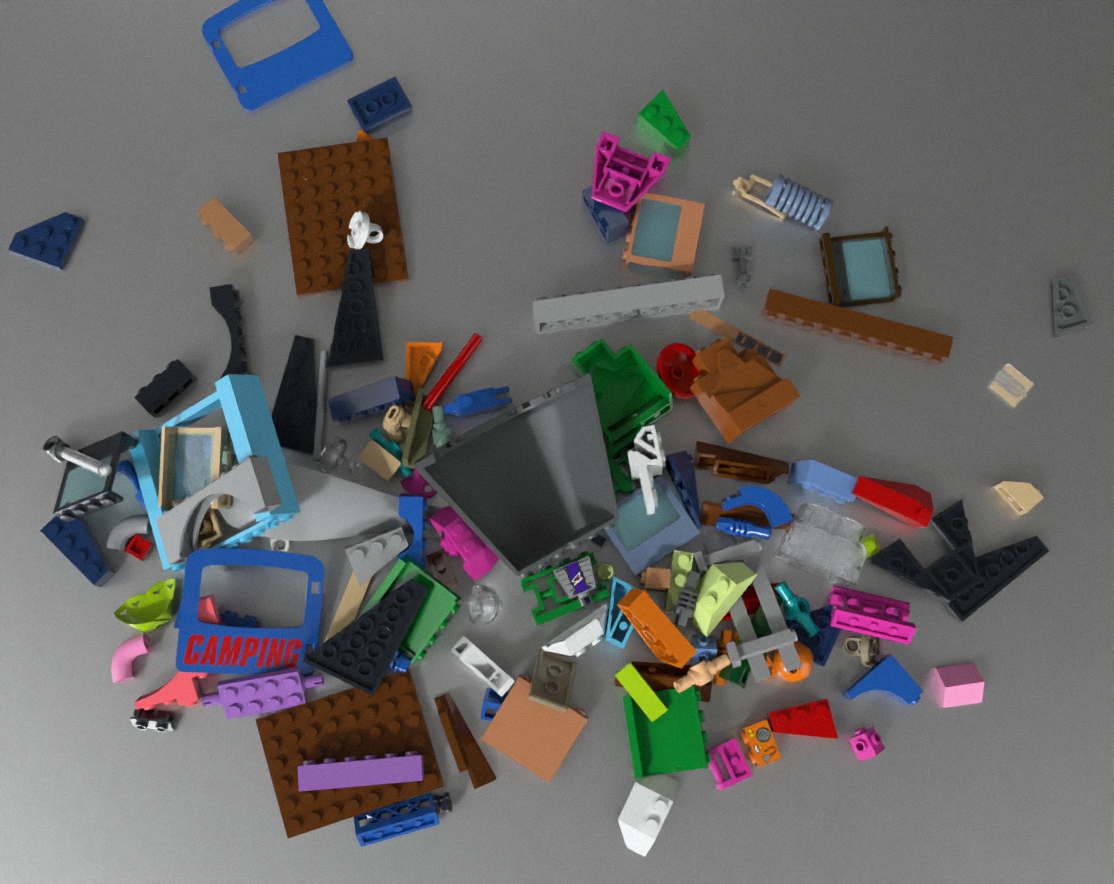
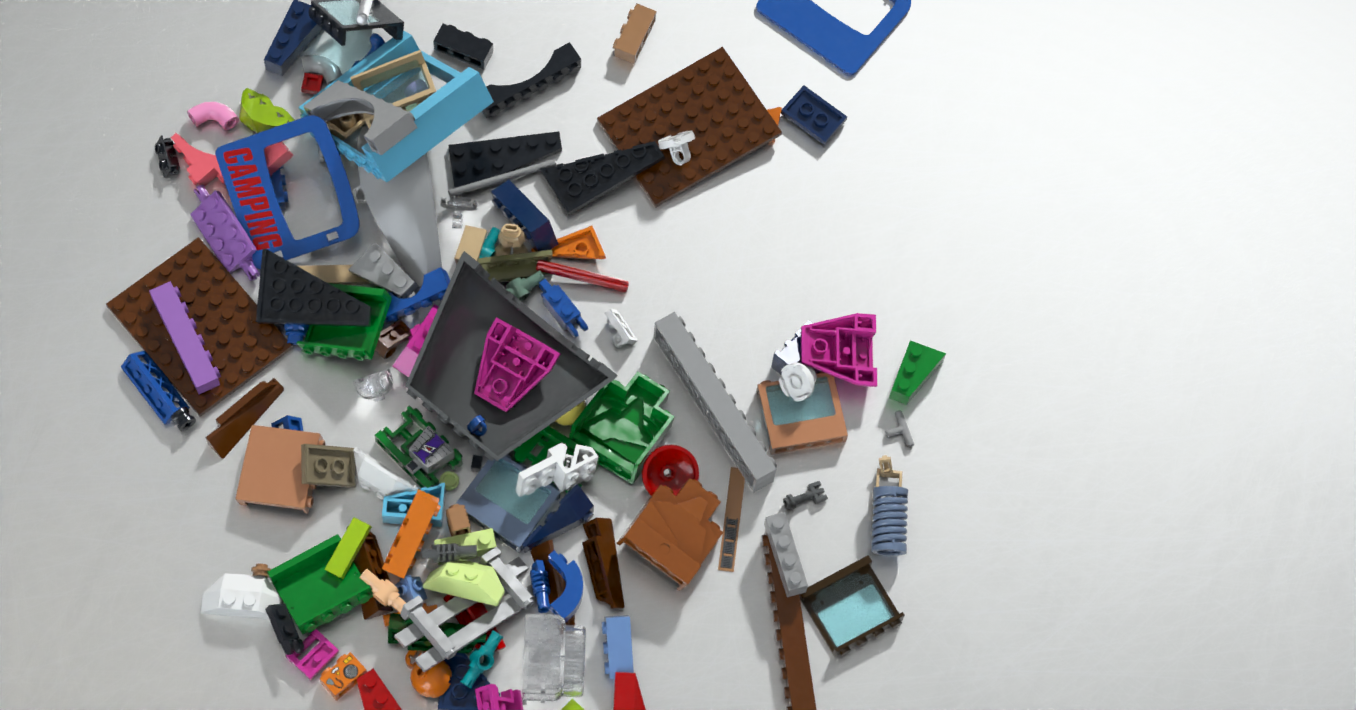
camera: 65 degrees right, 10 degrees down
(482, 666) = (320, 403): white arch -> none
(521, 468) = (511, 365): none -> dark pink wedge
(526, 357) = (624, 334): none -> white hinge
(563, 524) = (475, 424): none -> blue tile
(628, 783) = (260, 570): none -> medium nougat plate
(643, 222) = (797, 381): none -> white tile
(698, 781) = (285, 629): none -> black hinge
(711, 158) = (902, 429): none -> light grey piece
(801, 300) = (785, 554): none -> light grey brick

